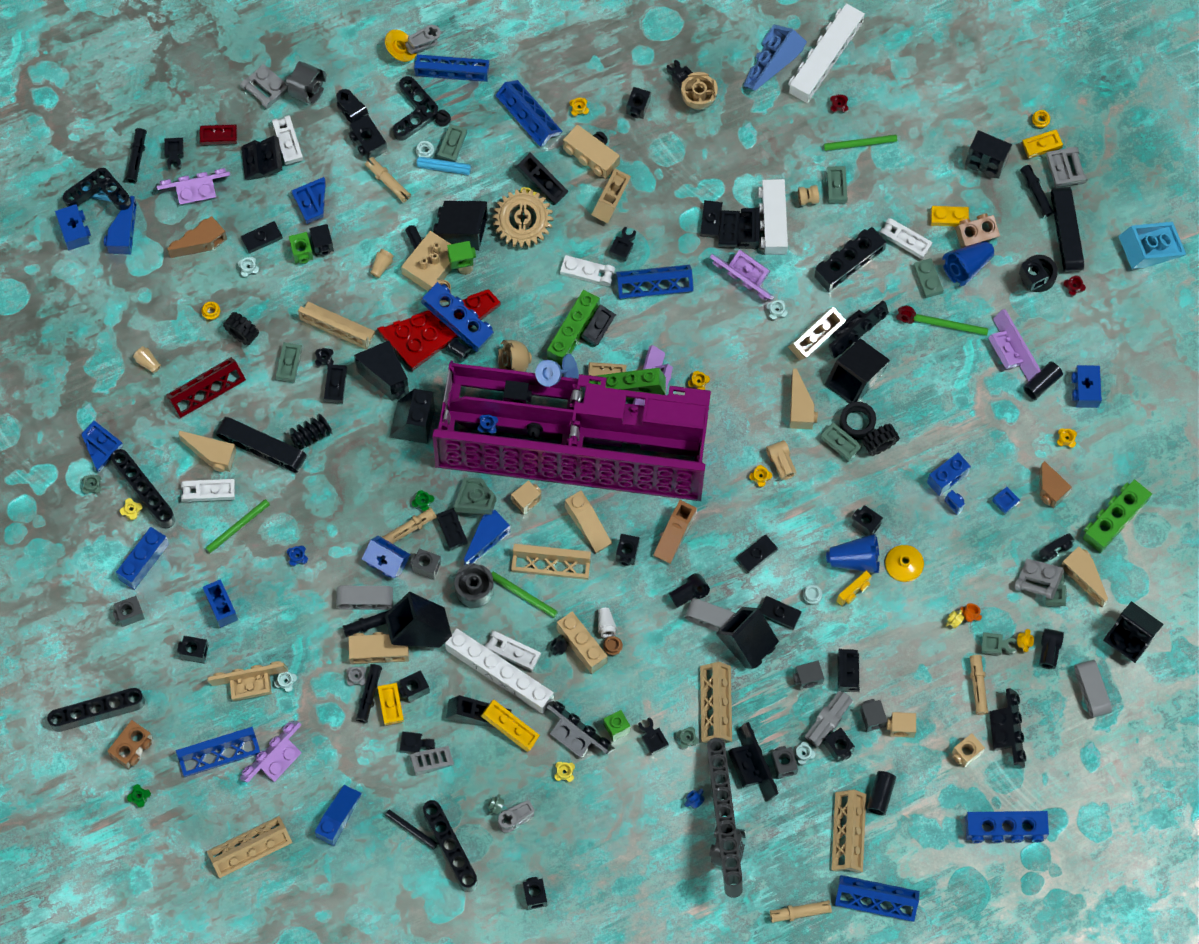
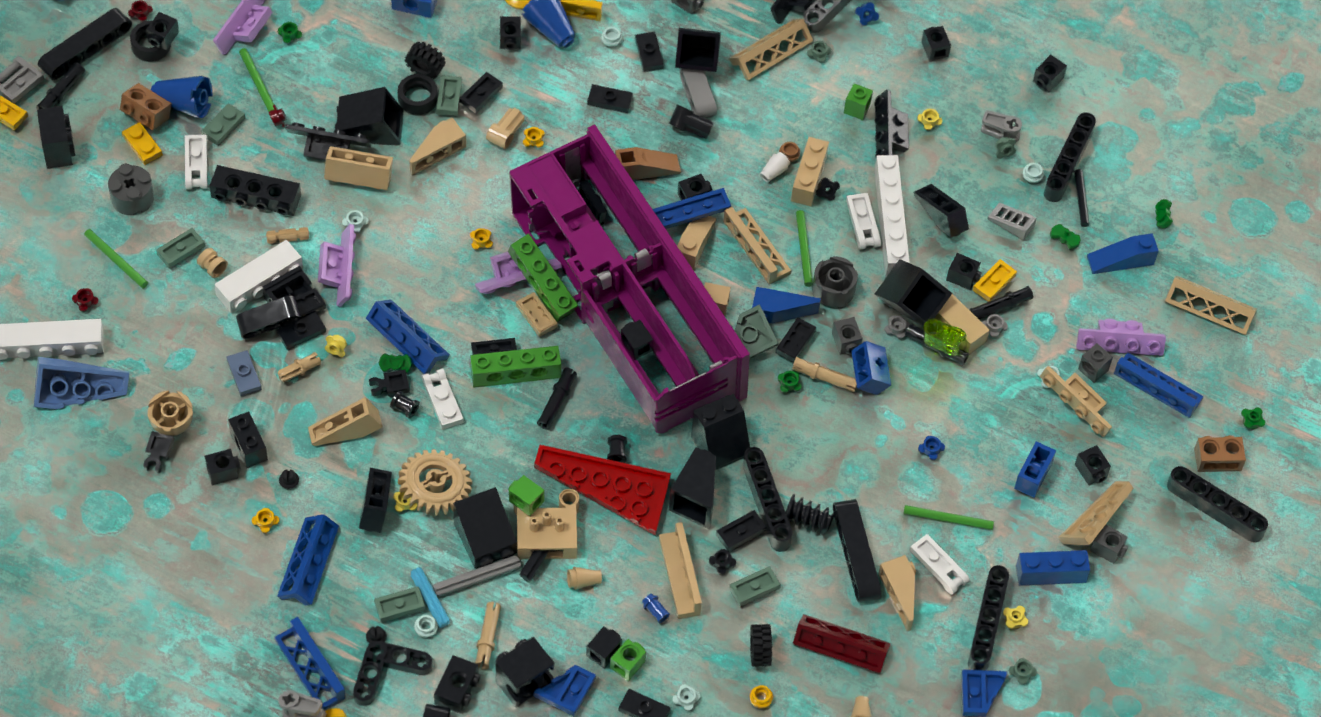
camera: 130 degrees left, 10 degrees down
(153, 613) = (1092, 520): none -> tan wing
(267, 716) = (1095, 363): none -> dark grey brick
(324, 291) = (655, 607): none -> blue pin
(340, 175) = (523, 670): none -> black piece
(348, 876) = (1163, 214): none -> green piece
(351, 421) = (766, 508): none -> black beam
(363, 620) = (946, 338): none -> clear neon green piece
(364, 597) = (921, 364): light grey beam -> none
(388, 789) = (1065, 236): none -> green piece
(413, 743) = (1009, 244): black plate -> none
(436, 201) = (477, 575): none -> light grey axle
(459, 809) = (1033, 173): none -> light aqua plate
(475, 340) = (591, 460): blue brick -> none
(484, 419) = (689, 341): blue plate -> none
(510, 725) = (931, 175): yellow plate -> none
(514, 356) = (590, 393): tan cylinder -> none
(532, 345) = (559, 392): none -> black pin
(534, 430) = (660, 303): black piece -> none
(549, 372) = (599, 311): medium blue piece -> none
(591, 152) = (311, 473): tan brick -> none
(599, 242) = (404, 404): none -> black bush
(611, 527) = (693, 208): none -> blue fence
(622, 822) = (936, 43): none -> black brick
(638, 258) = (395, 362): none -> green piece
(646, 129) = (247, 439): none -> black brick
(653, 739) = (843, 72): black plate -> none
(680, 197) = (299, 367): none -> tan axle
(680, 229) = (336, 345): none -> light yellow plate
(704, 163) = (243, 373): none -> sand blue plate
(732, 197) = (268, 317): none -> black beam
(798, 259) = (289, 234): none -> tan axle
(827, 465) = (481, 92): none -> black plate
(909, 179) = (130, 189): none -> dark grey brick
(981, 368) = (289, 32): none -> green plate

